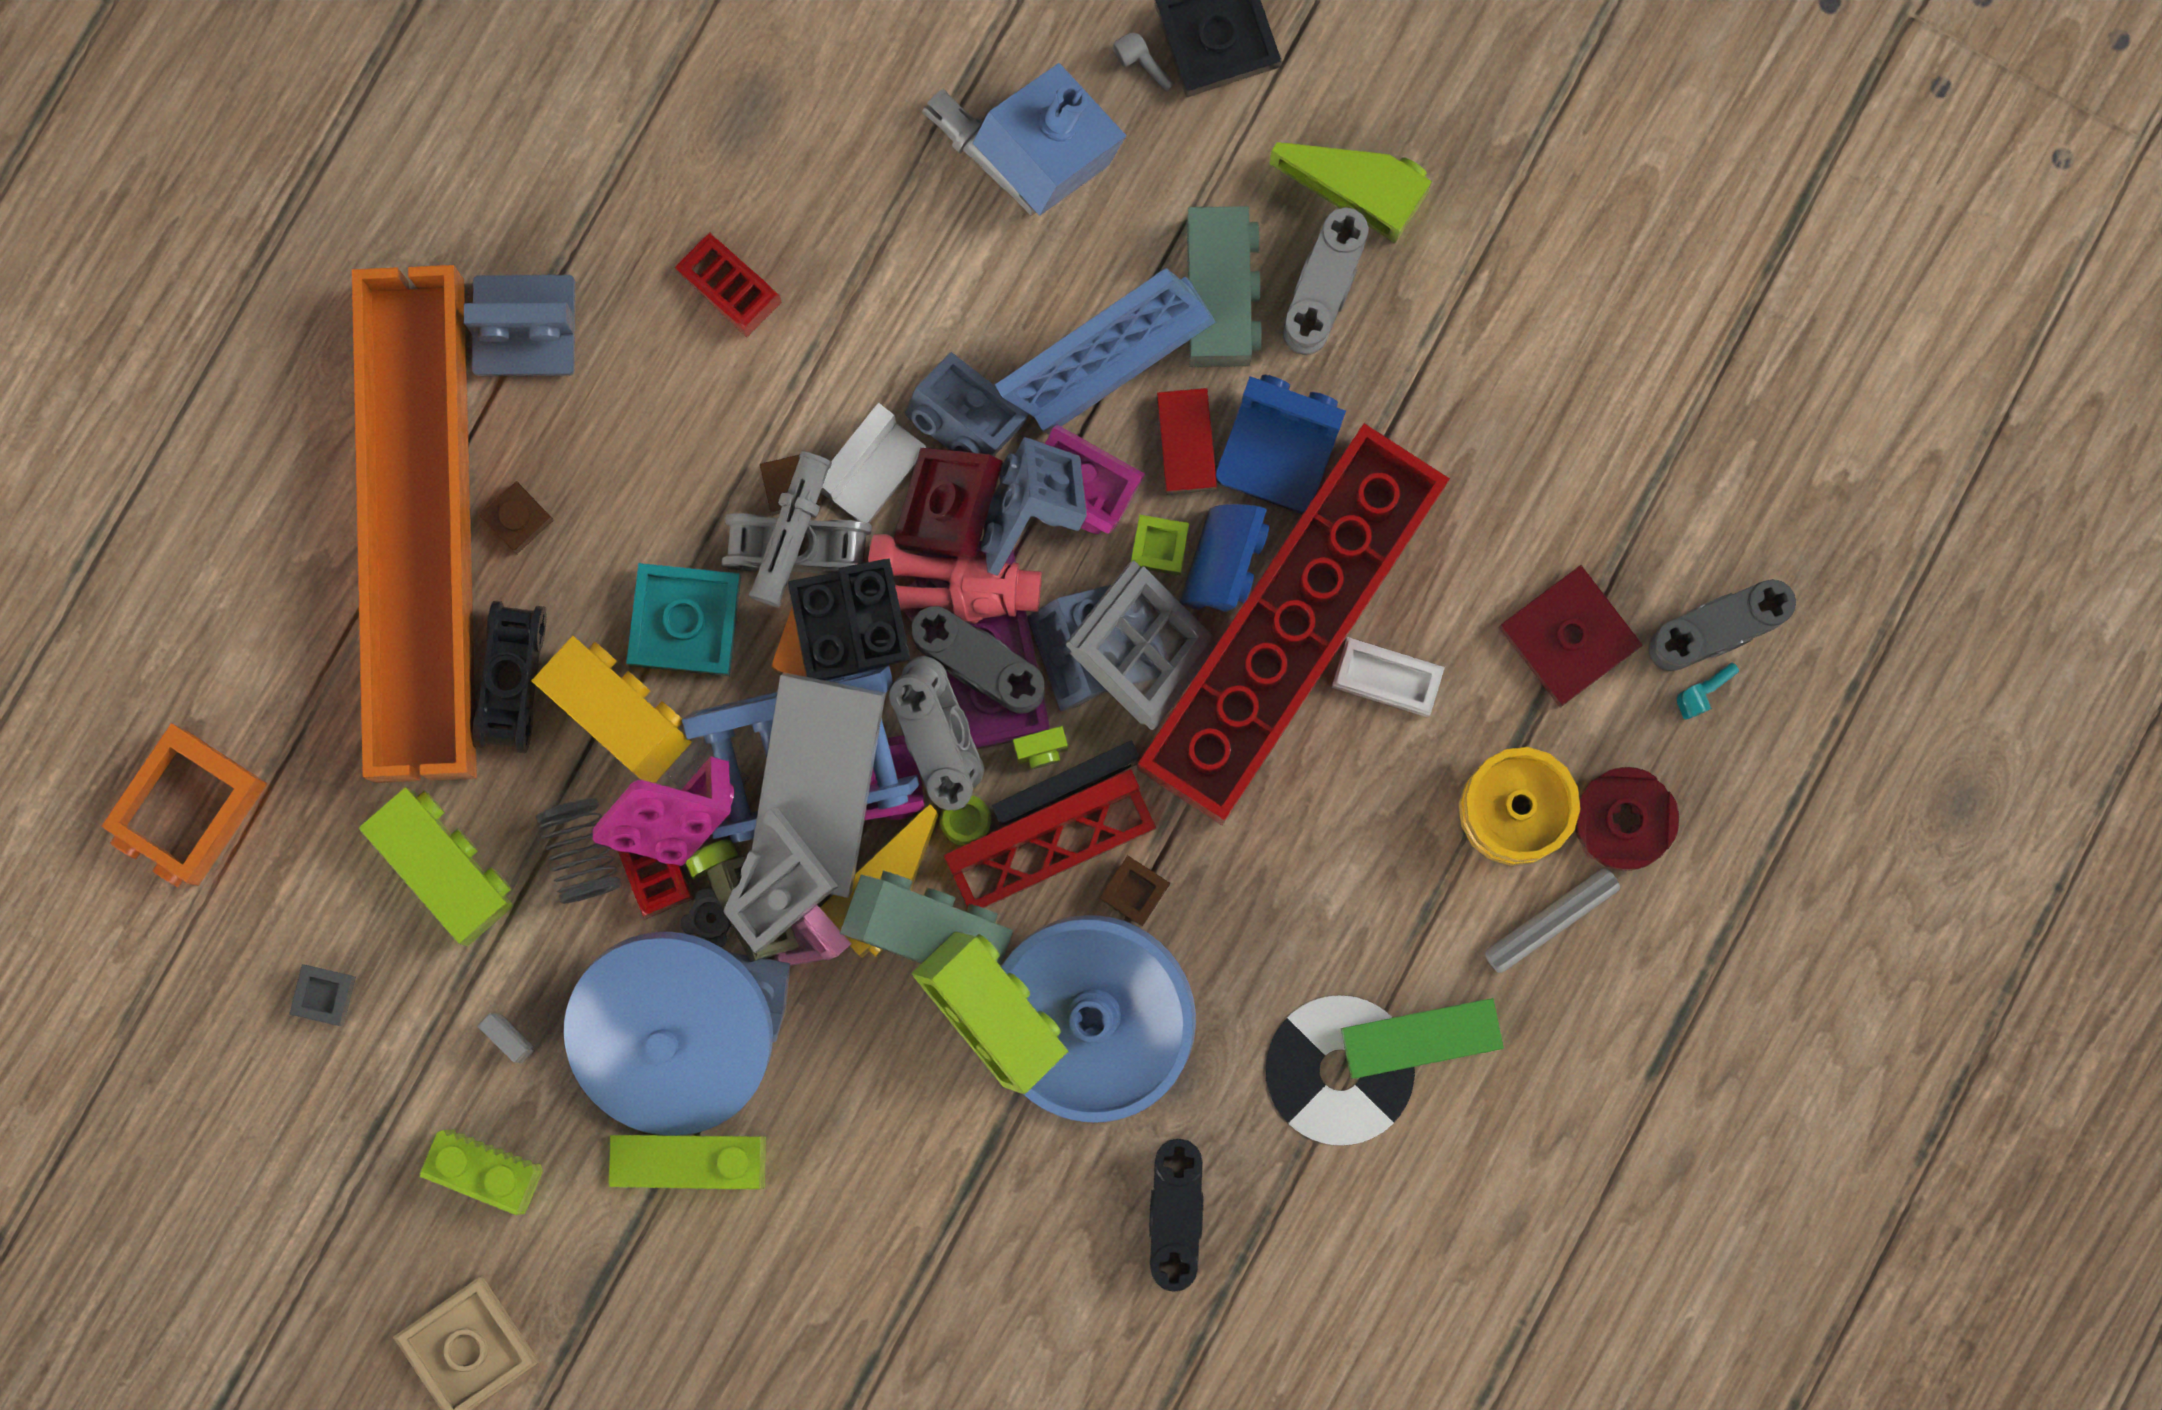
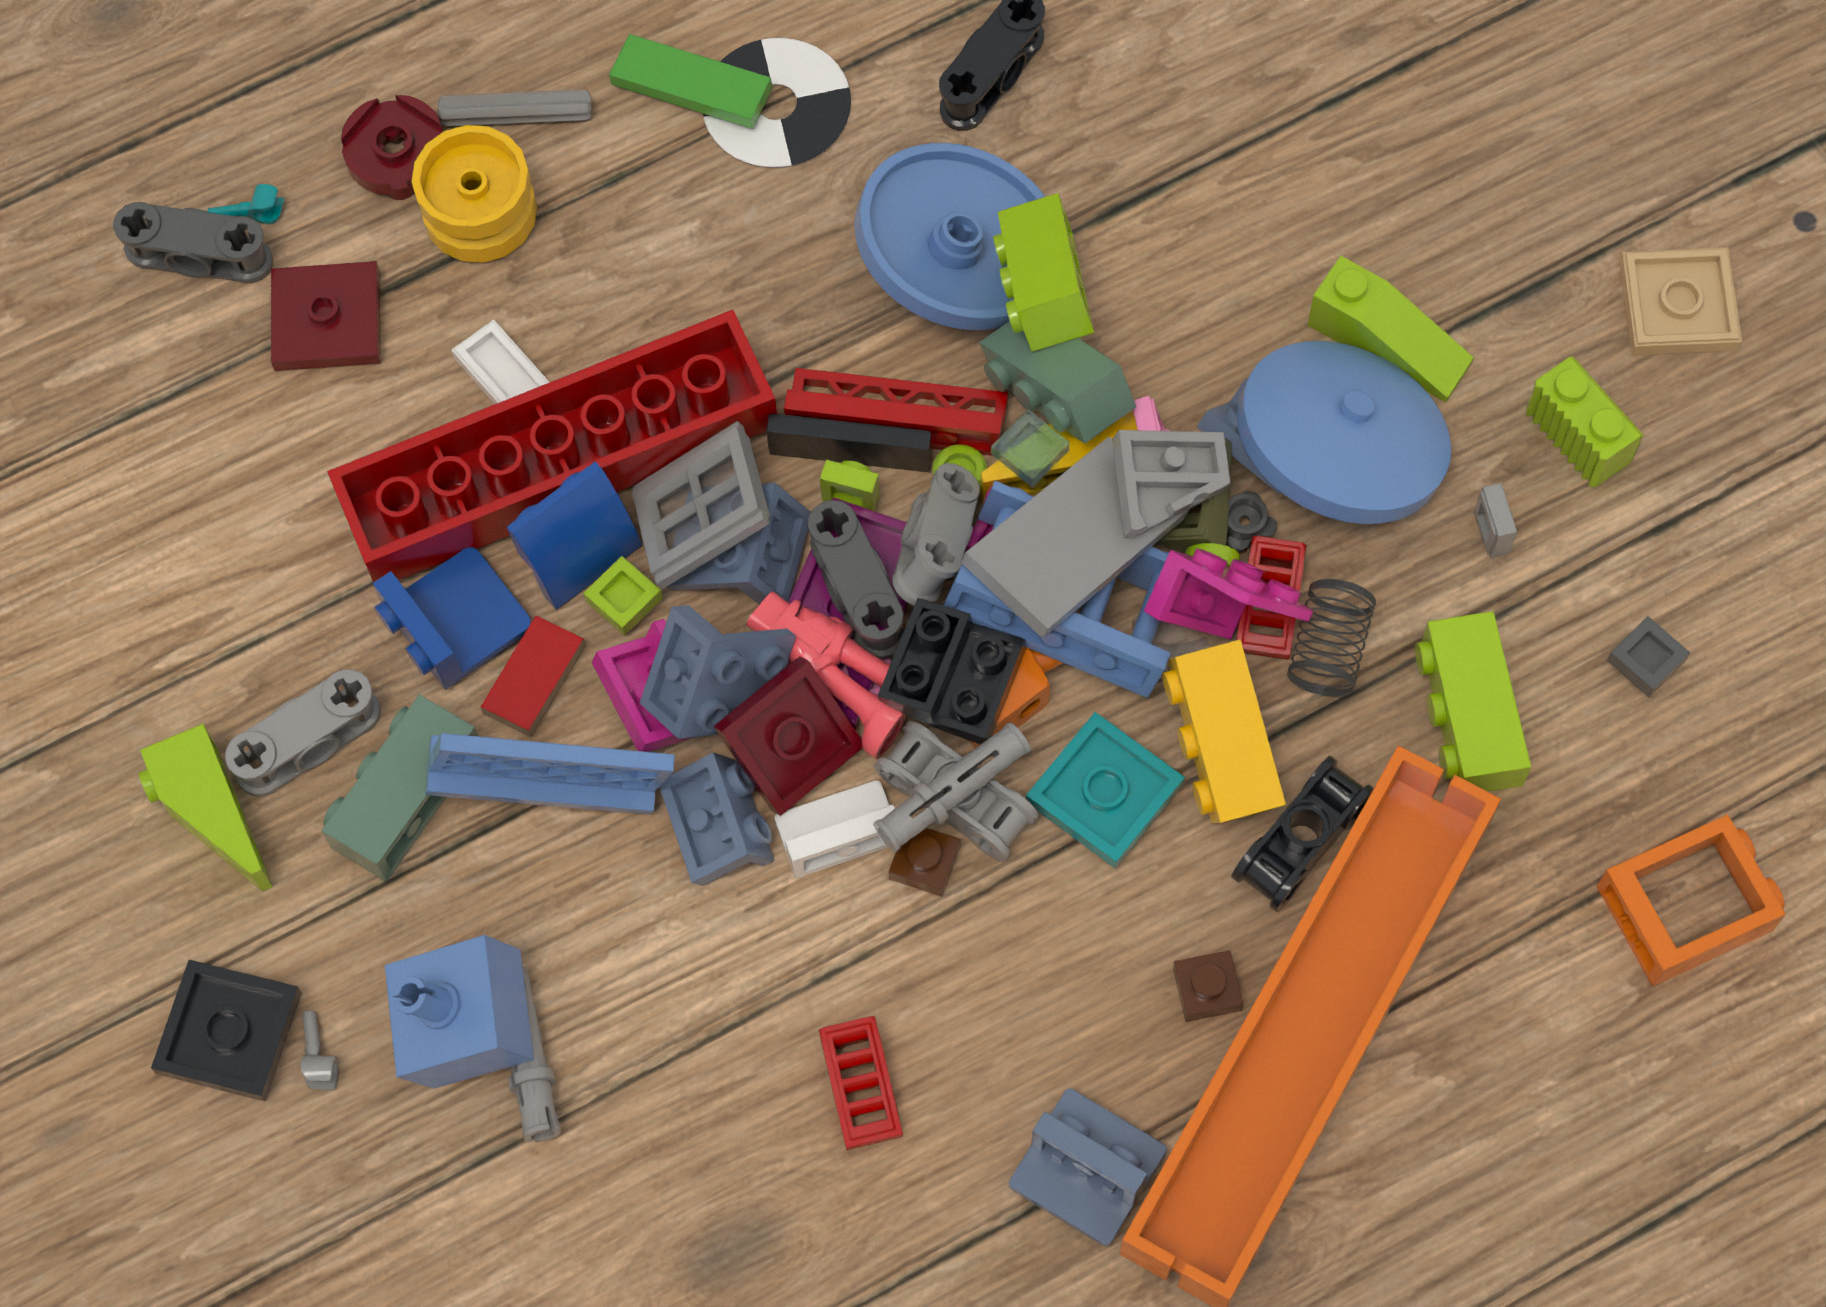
camera: 145 degrees left, 15 degrees down
(908, 851) = (1030, 448): none -> clear light blue tile
(1134, 891) = (850, 325): reddish brown plate -> none

